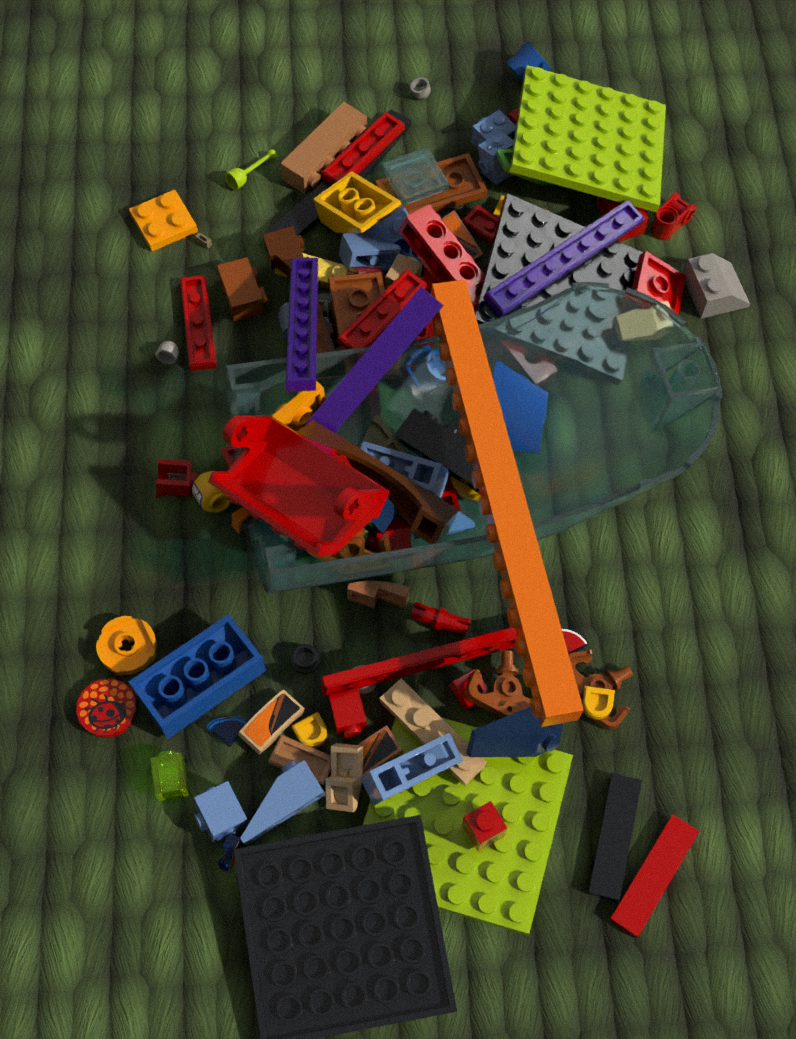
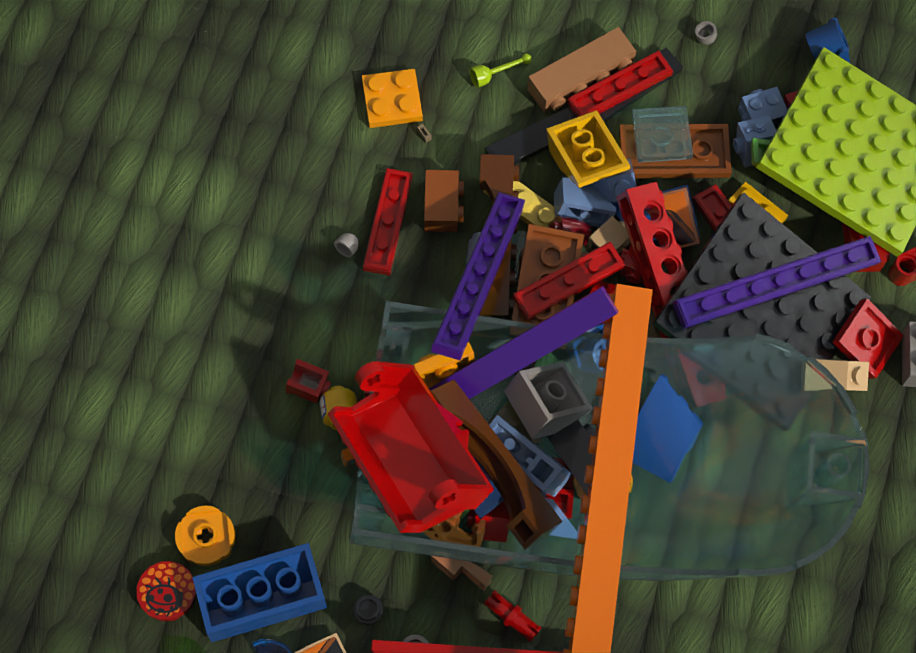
camera: 20 degrees right, 5 degrees up
(402, 413) = (547, 399): none -> light grey slope

